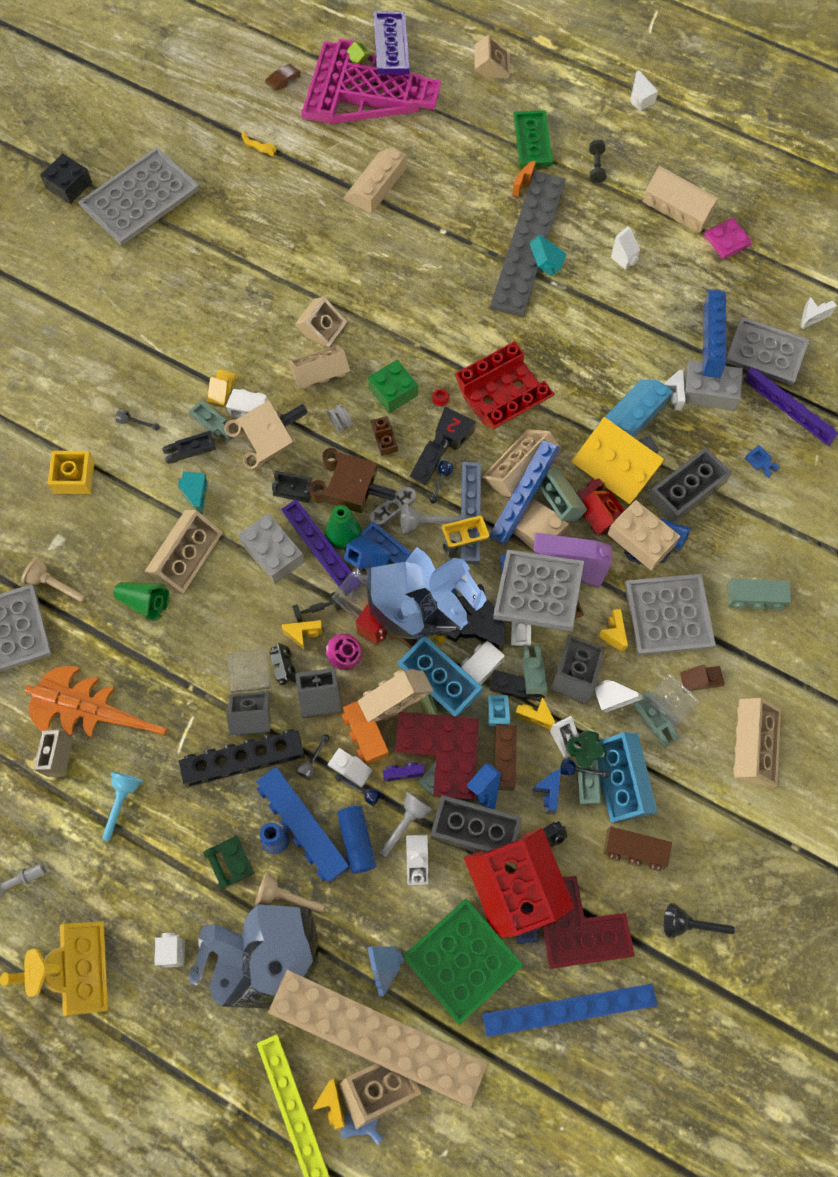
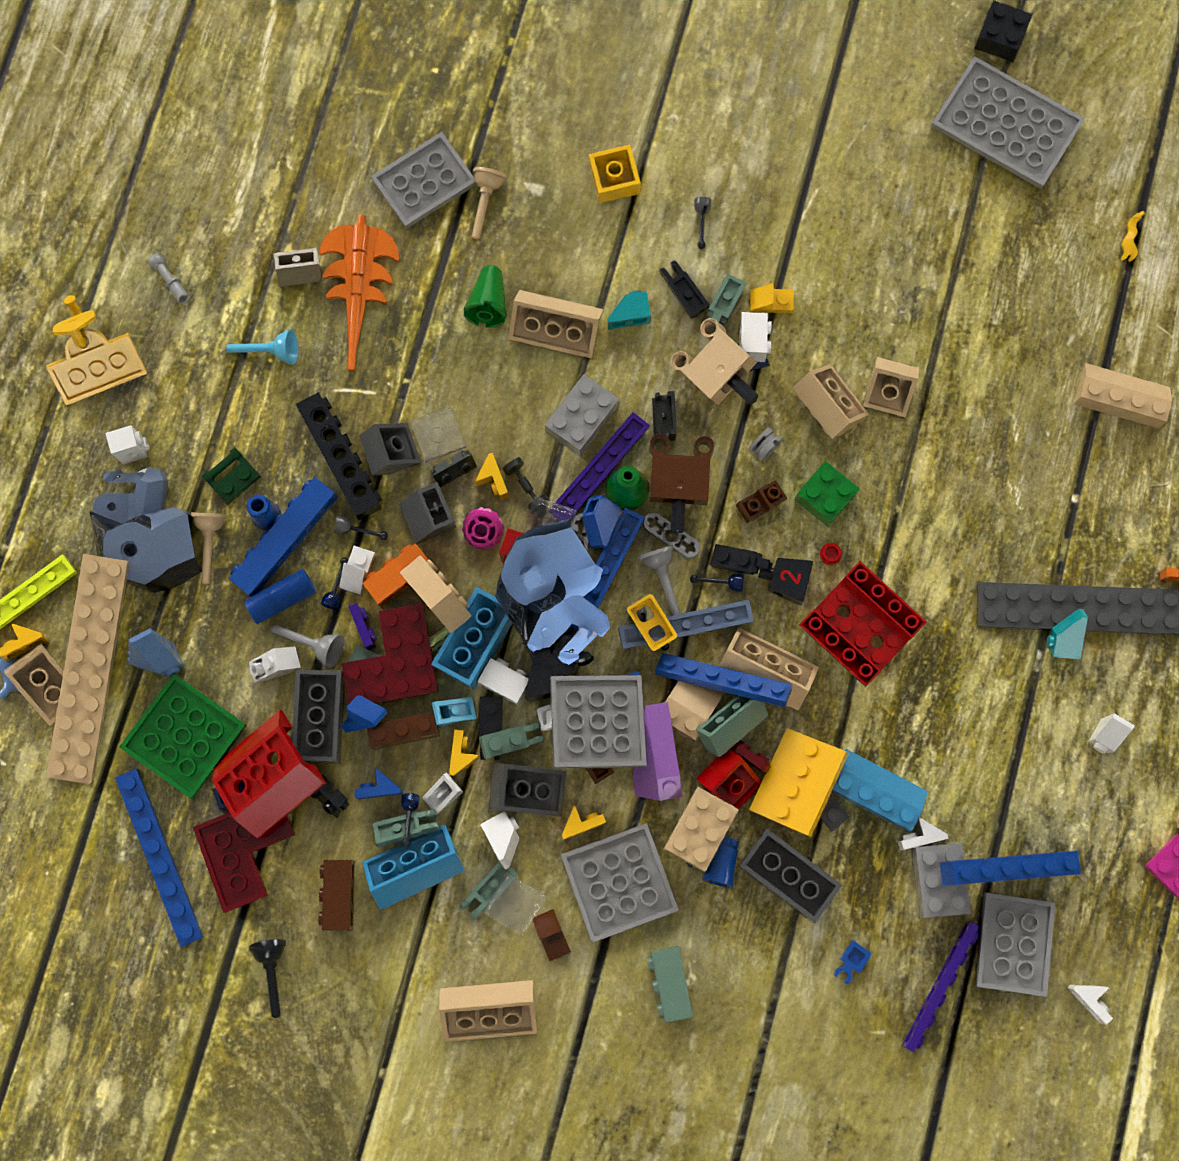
camera: 80 degrees right, 10 degrees up
(588, 750) = (431, 820): dark green plate -> none

